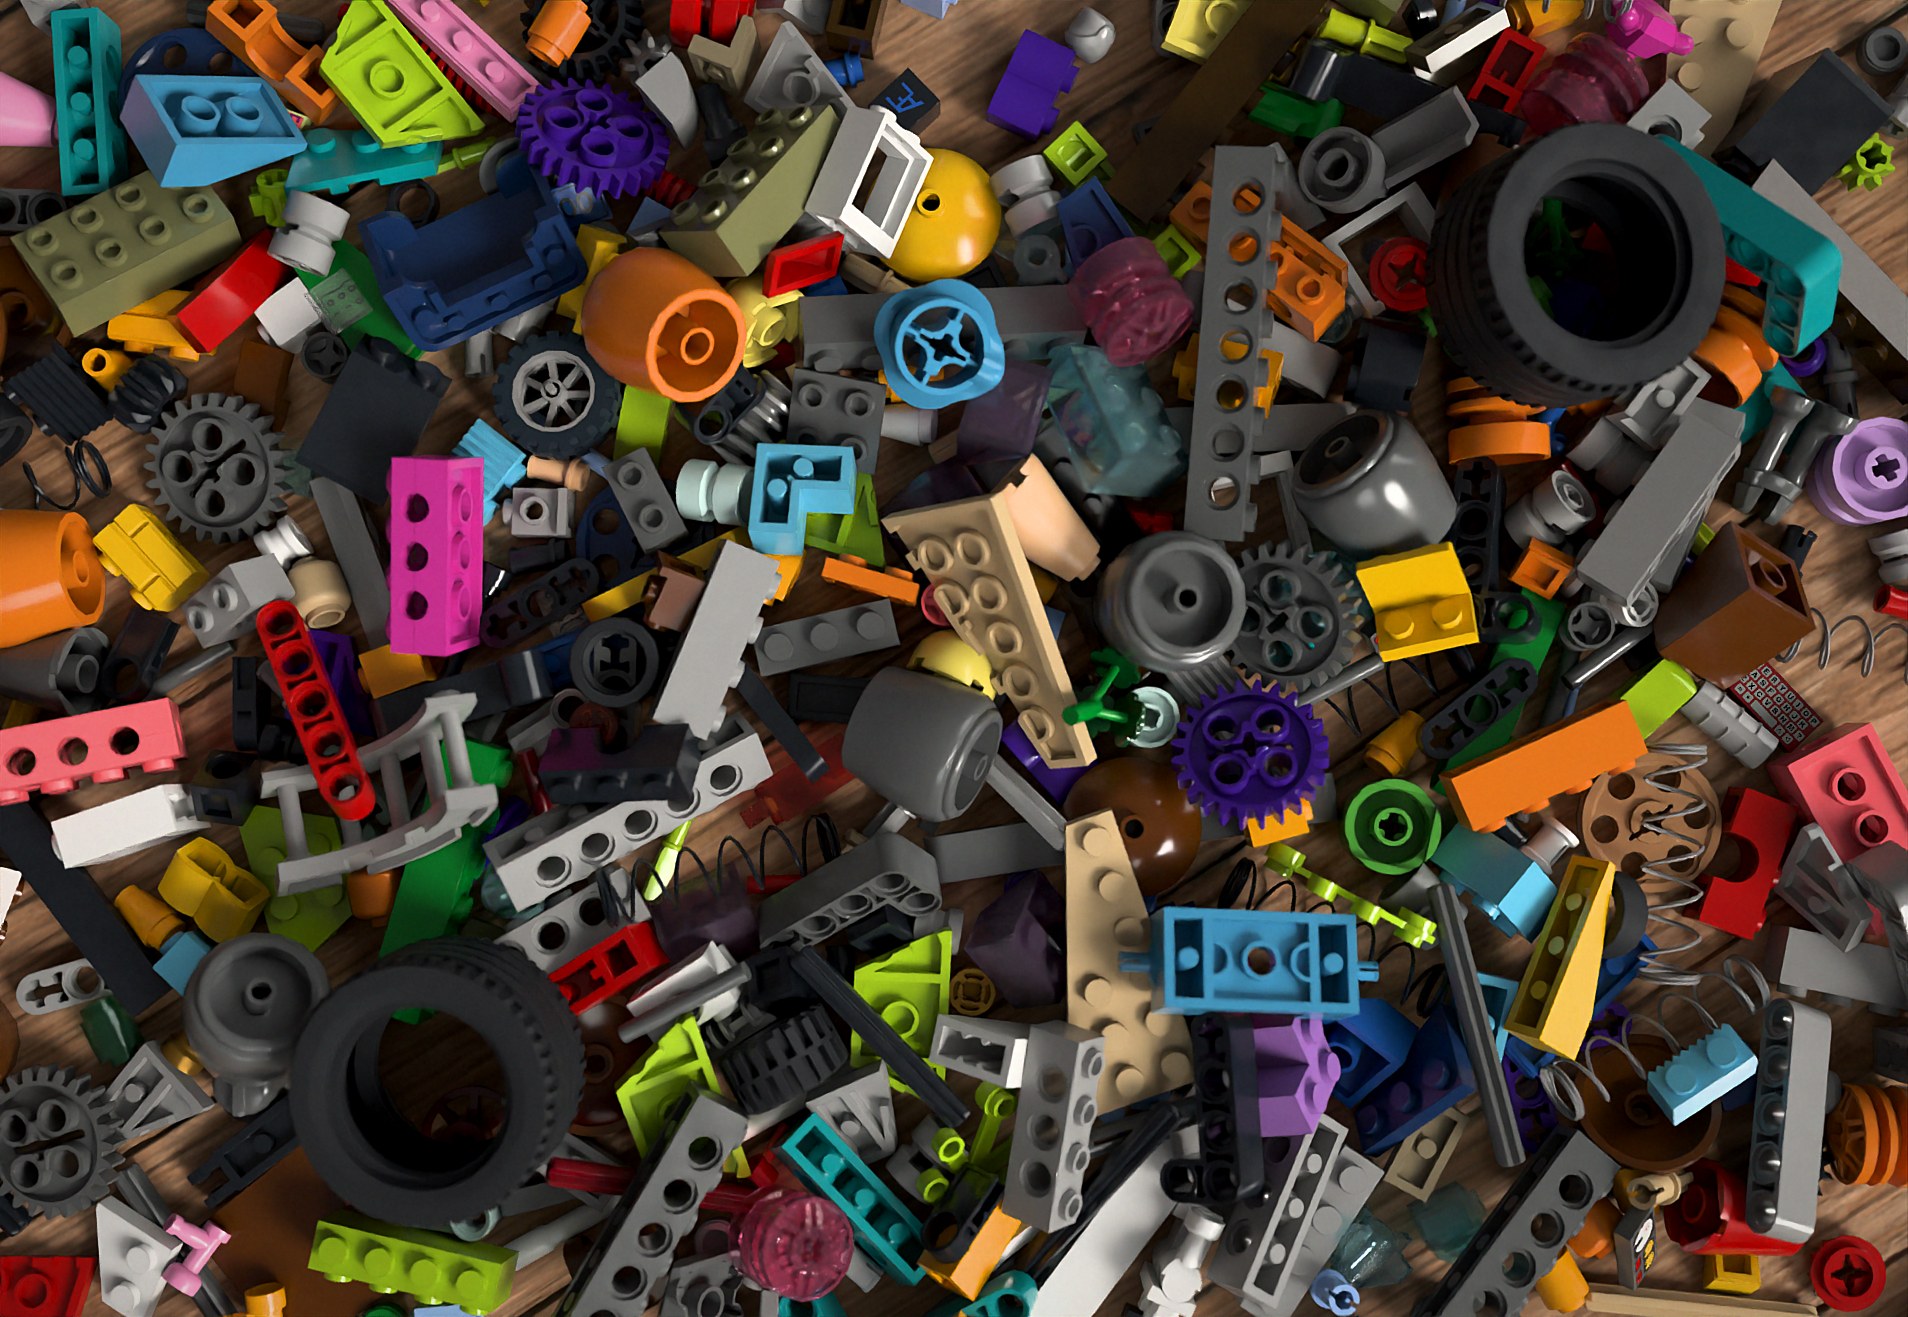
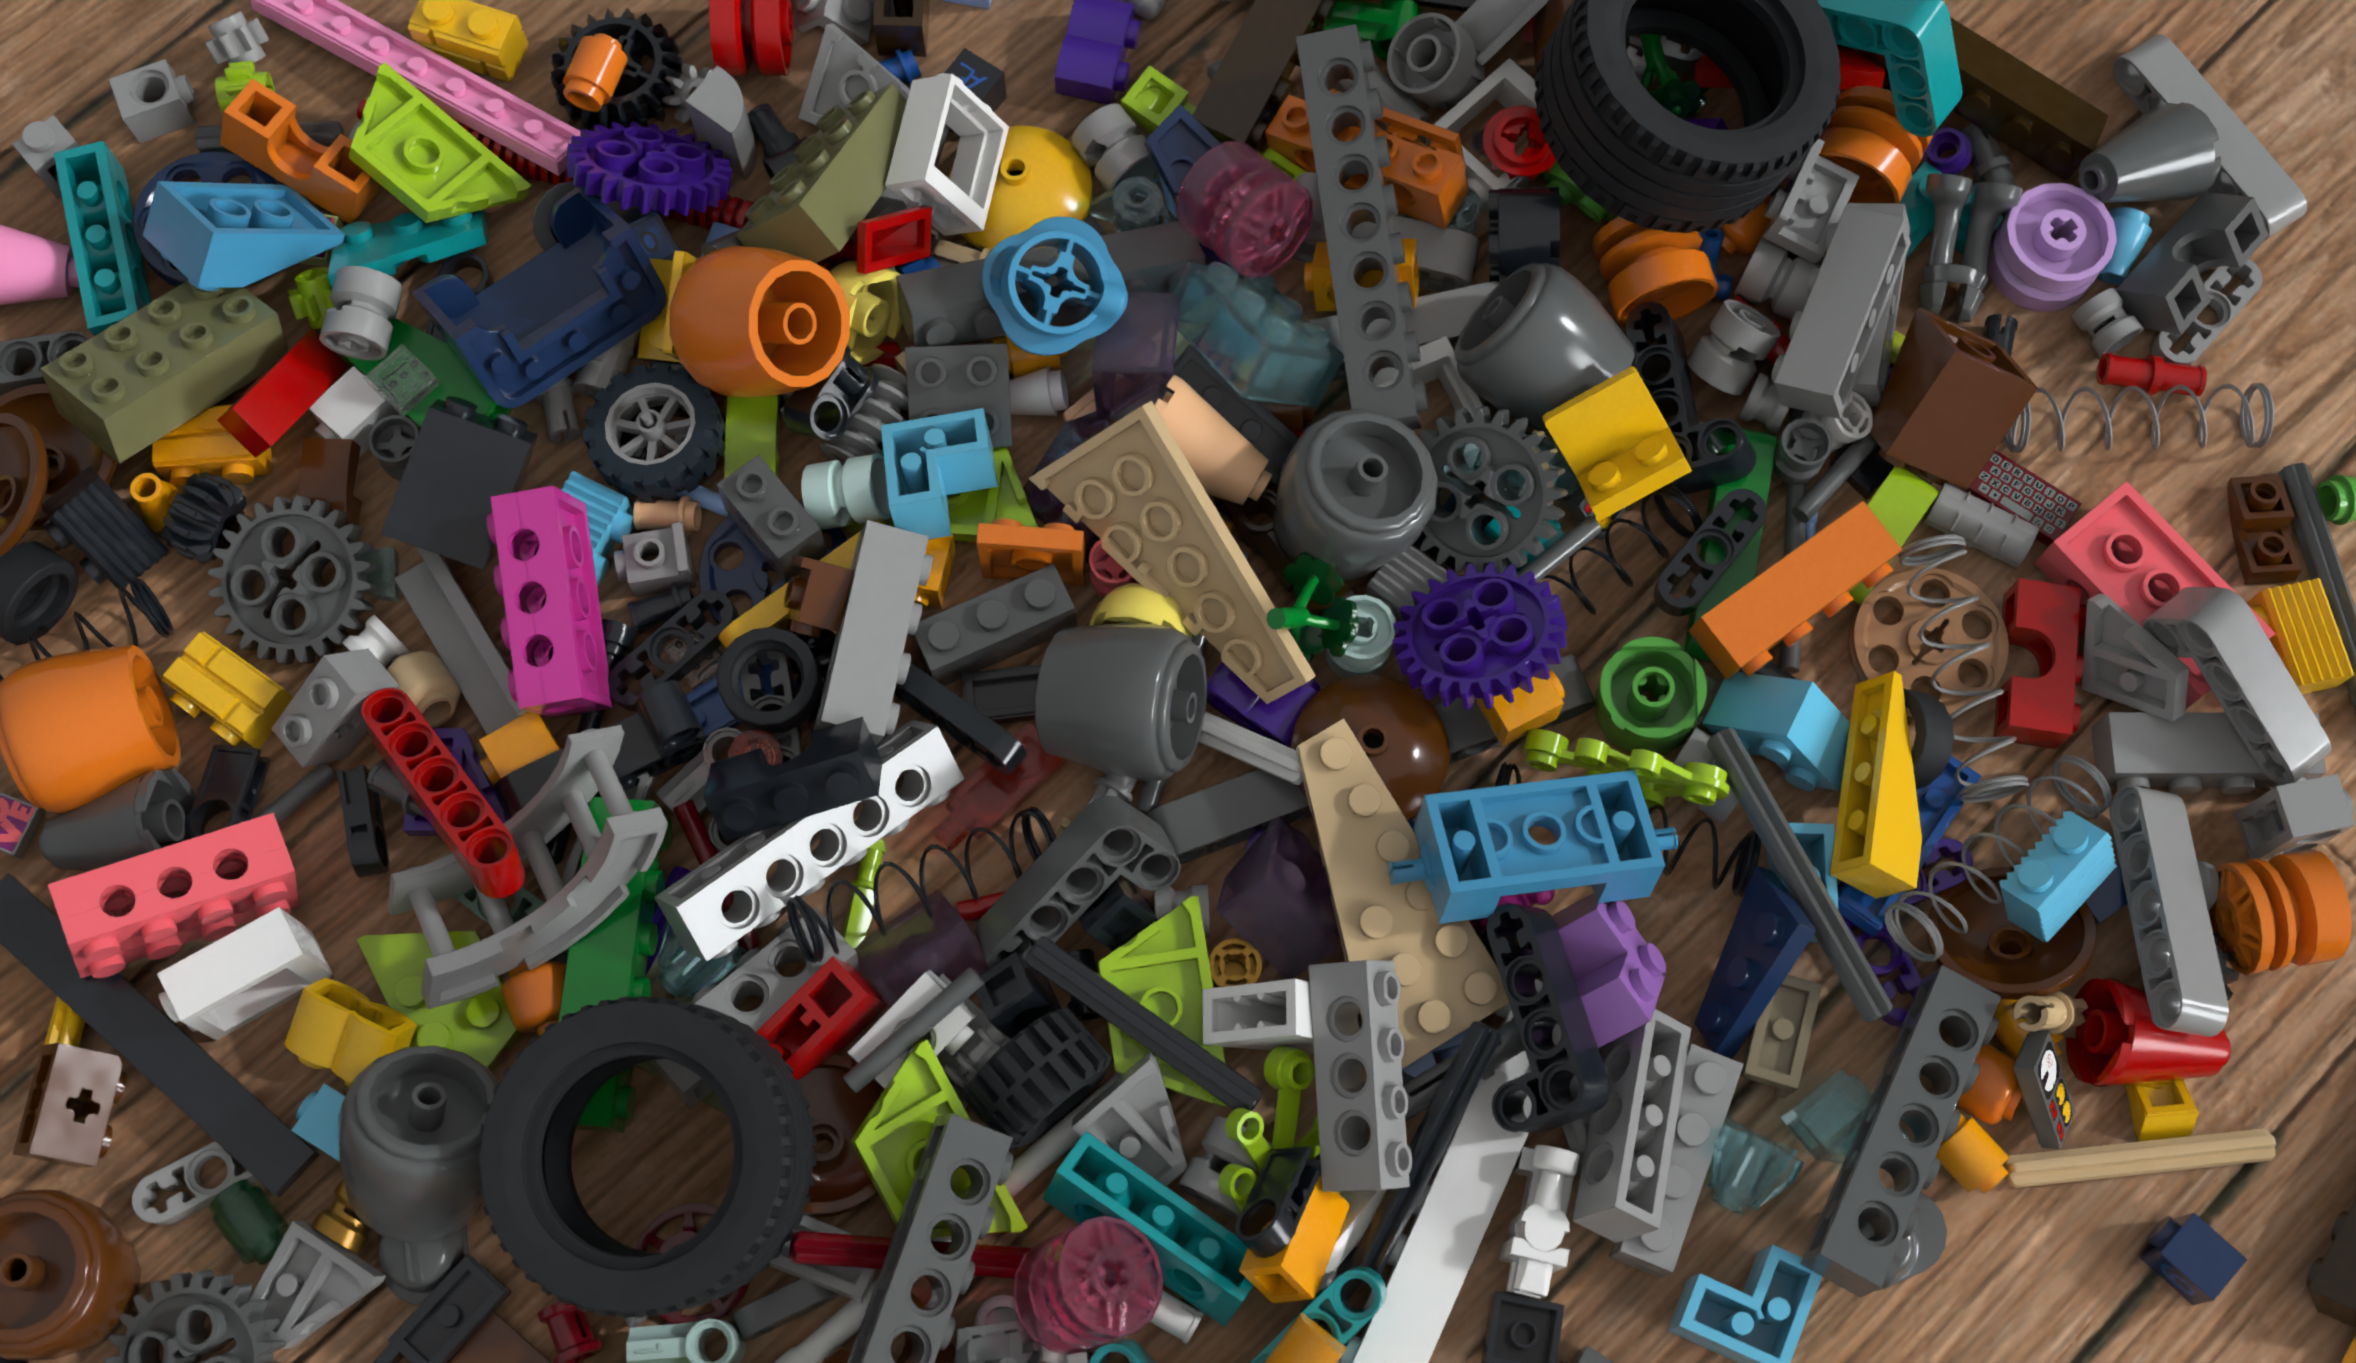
camera: 10 degrees left, 15 degrees down
(149, 916) = (277, 1083): light orange cone -> none
(226, 787) = (349, 915): black brick -> none
(281, 743) = (402, 852): black wheel -> none
(465, 155) = (510, 226): lime piece -> none
(727, 65) = (773, 75): dark tan panel -> none
(762, 1171) = (1038, 1224): red hand -> none
(1333, 1292) = (1719, 1211): light blue axle -> none
(1368, 1047) = (1690, 933): blue slope -> none
(1394, 747) = (1634, 617): light orange cone -> none
(1541, 568) = (1740, 399): orange tile -> none
(1549, 844) = (1834, 677): white bush -> none
(1861, 1287) = (2299, 1061): red gear -> none

